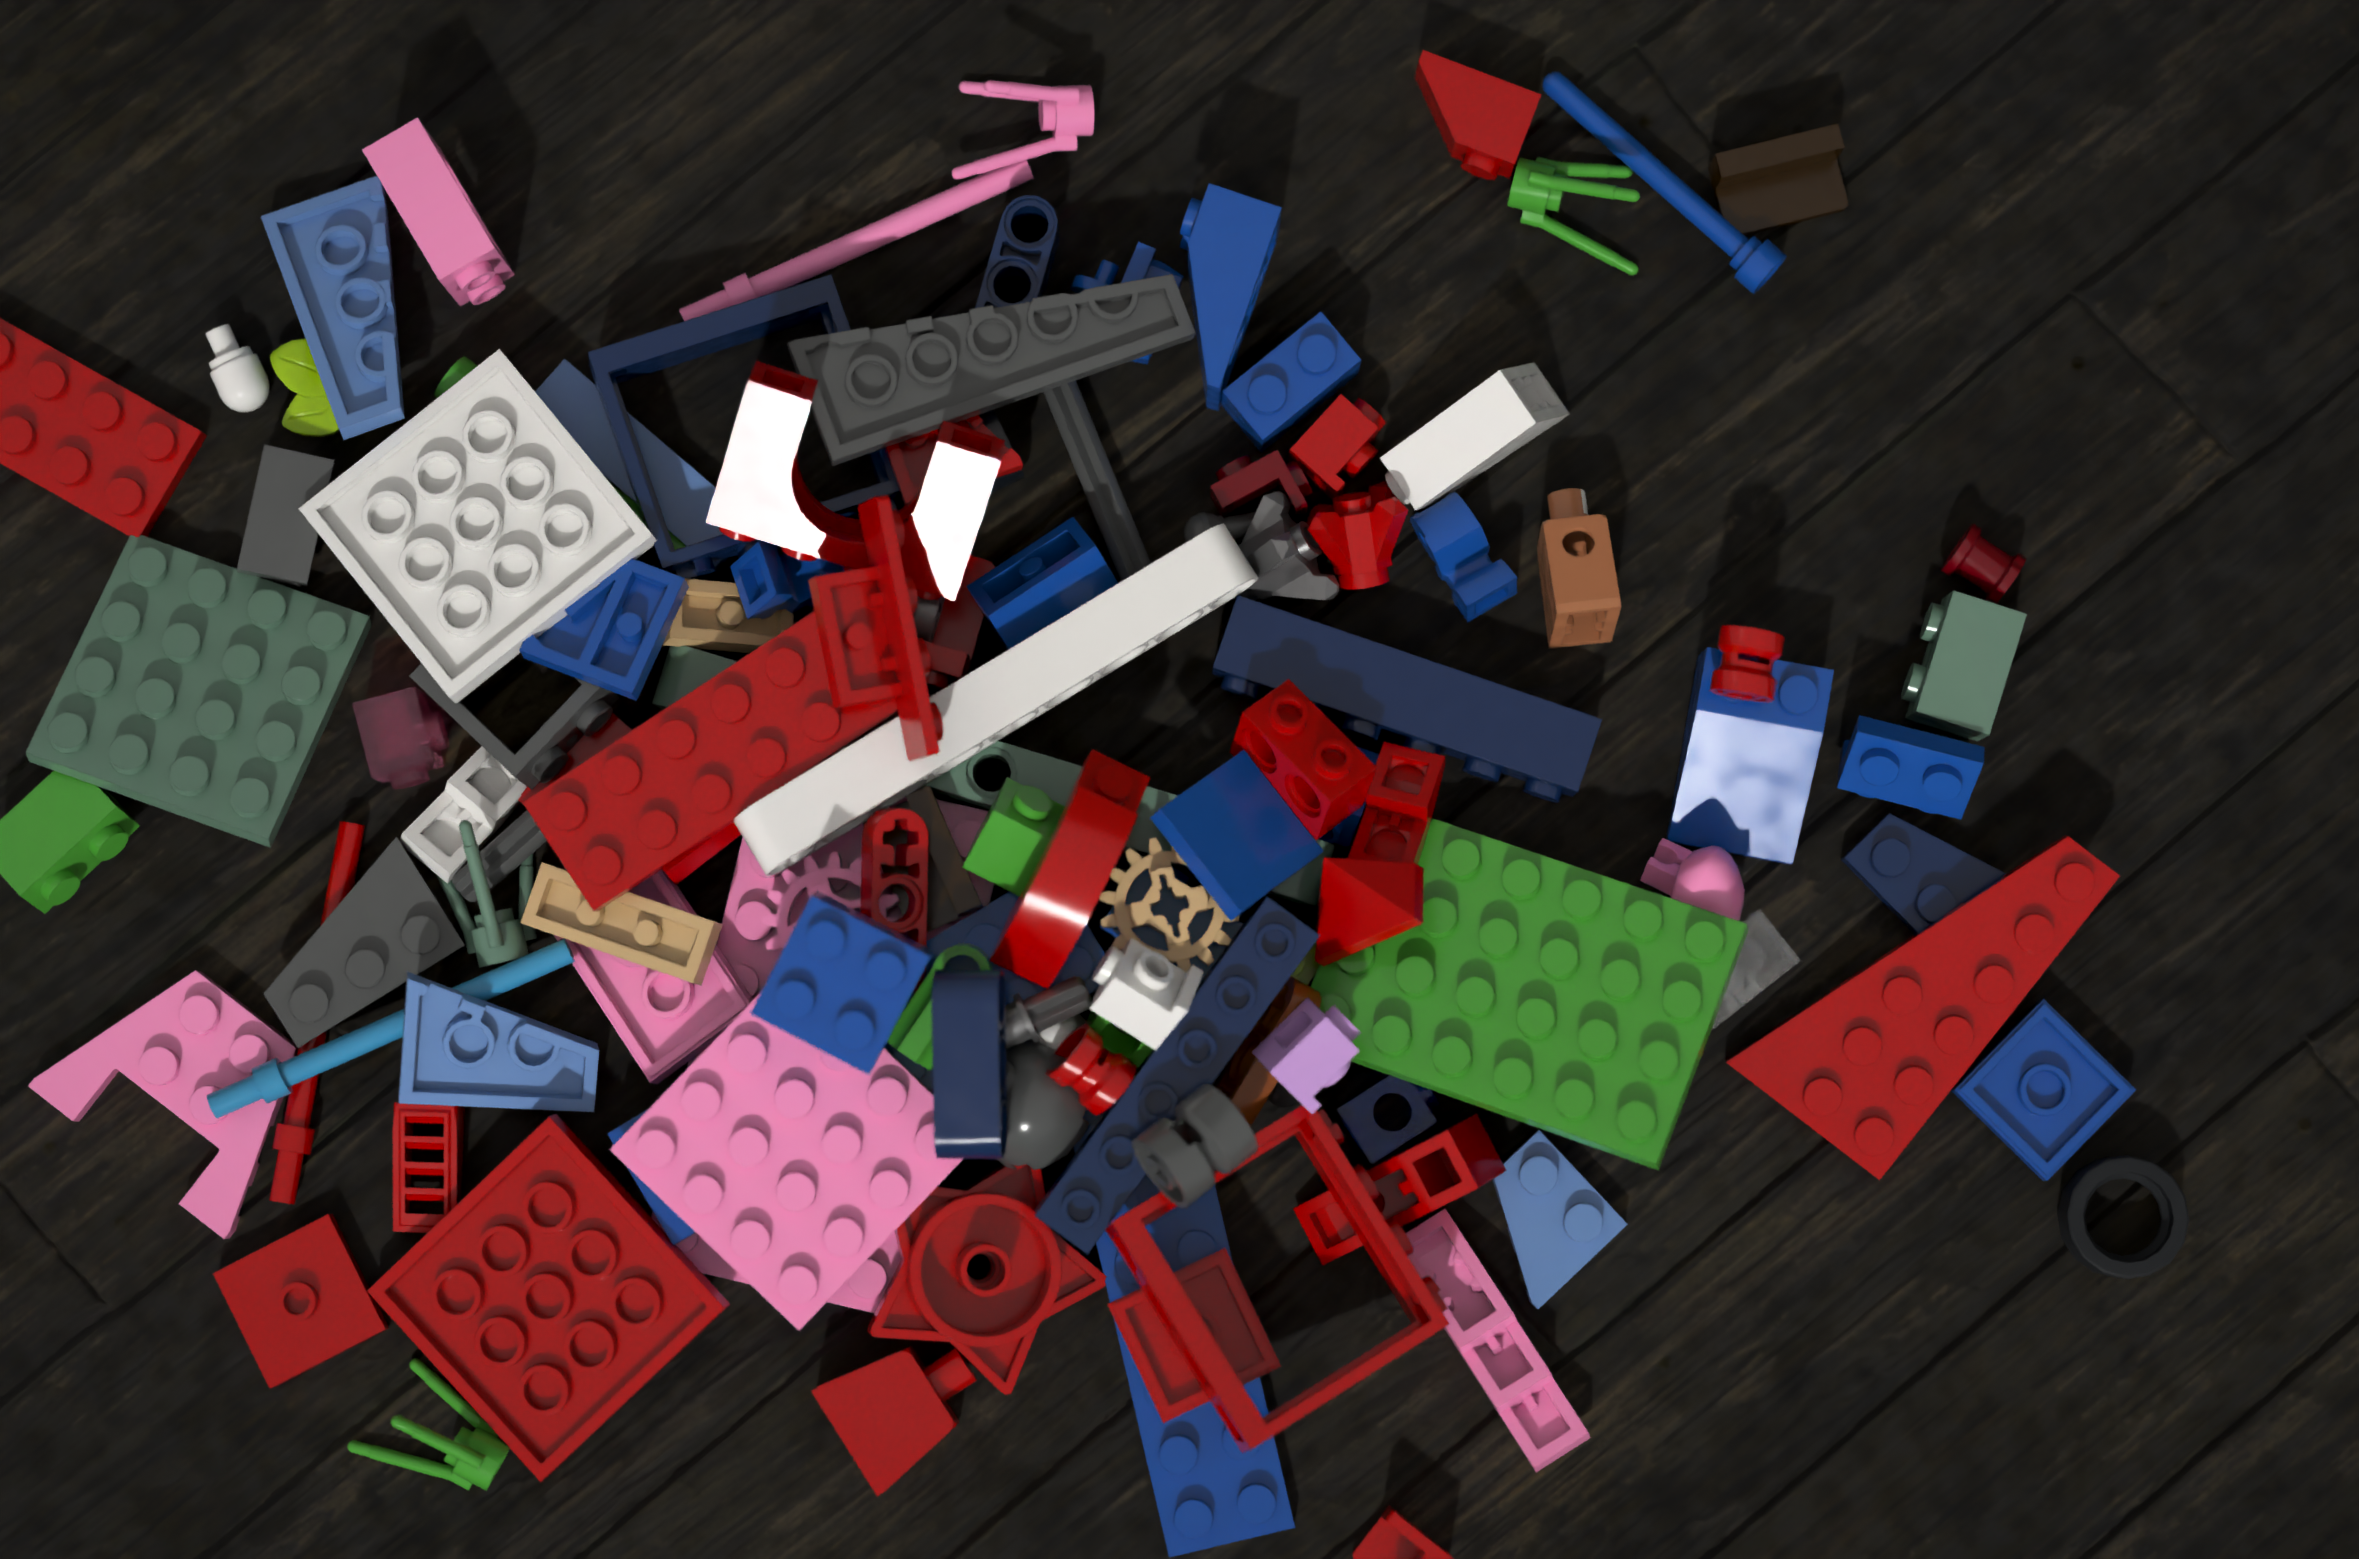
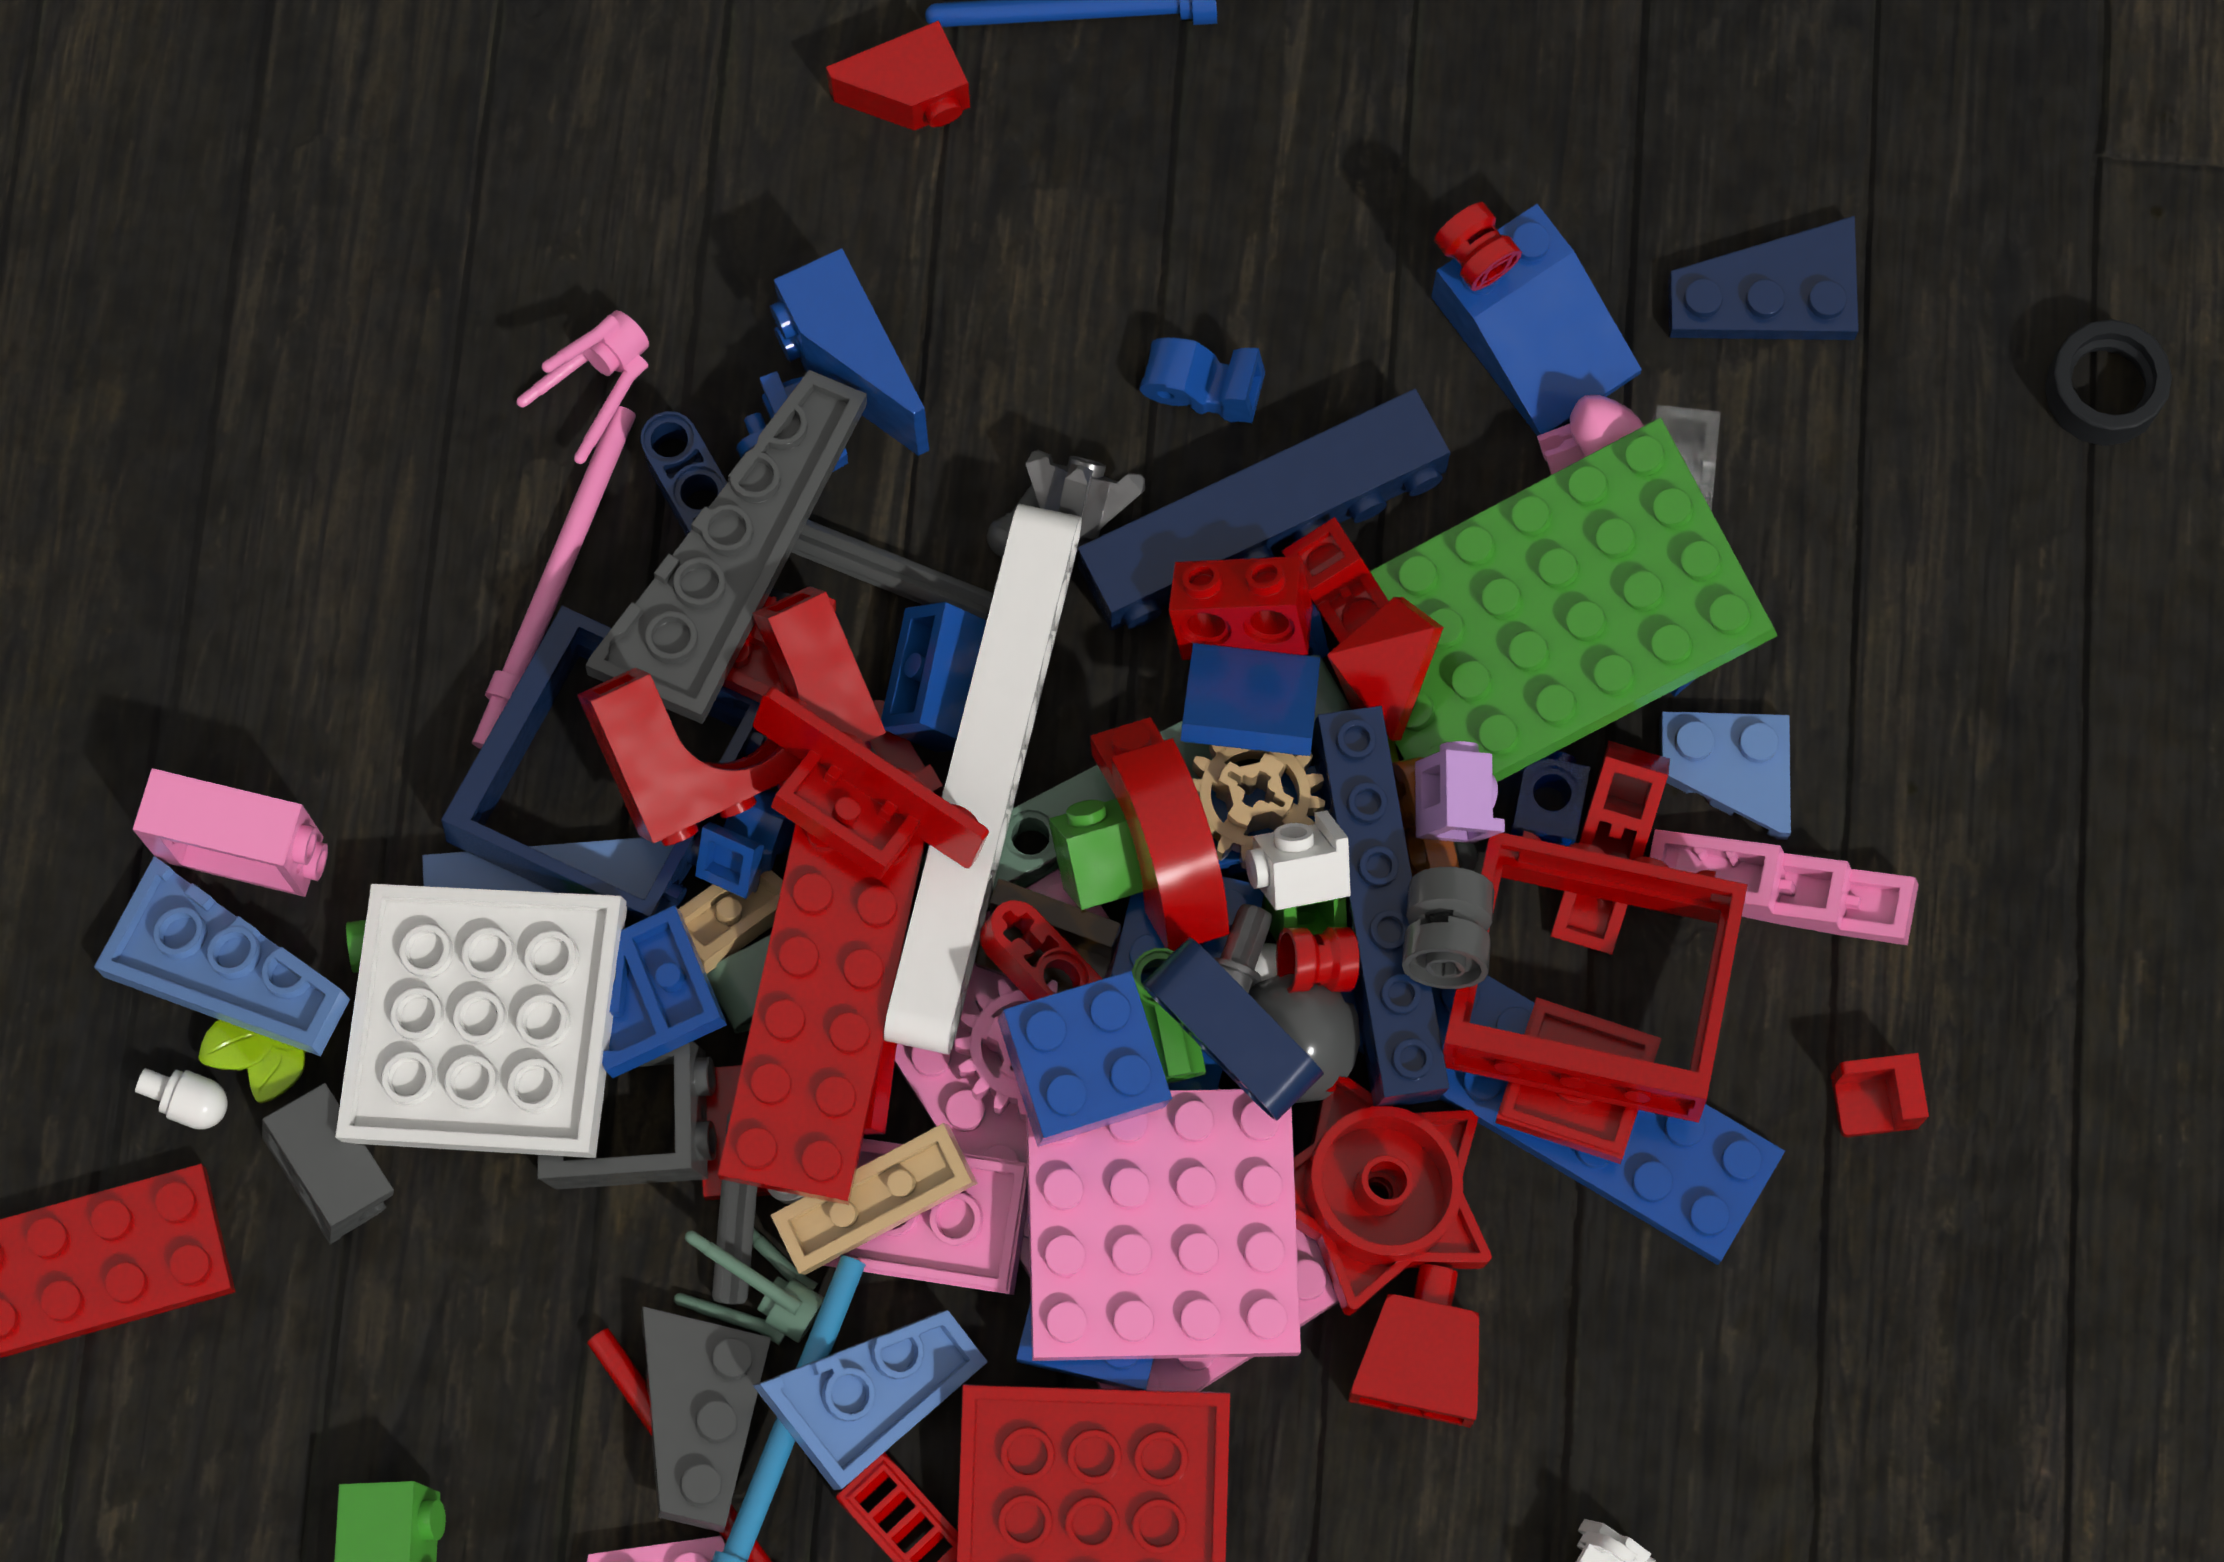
camera: 45 degrees left, 10 degrees down
(199, 689) = (388, 1344): sand green plate -> none
(401, 737) = (573, 1234): clear pink brick -> none
(477, 793) = (674, 1271): white slope -> none
(1246, 481) = (1000, 473): dark red bracket -> none
(1291, 381) = (963, 375): blue brick -> none
(1338, 444) = (1039, 388): red brick -> none
(1359, 534) = (1119, 428): red rock -> none
(1472, 435) = (1125, 294): white slope -> none
(1541, 186) = (1000, 86): bright green plant -> none
(1577, 573) = (1296, 312): nougat torso -> none
(1905, 1029) = (1833, 398): red wing -> none
(1909, 767) = (1654, 222): blue bracket -> none
(1963, 665) = (1617, 126): sand green brick -> none
(1983, 564) = (1559, 49): dark red bush -> none
(2043, 1090) = (1966, 352): blue plate -> none

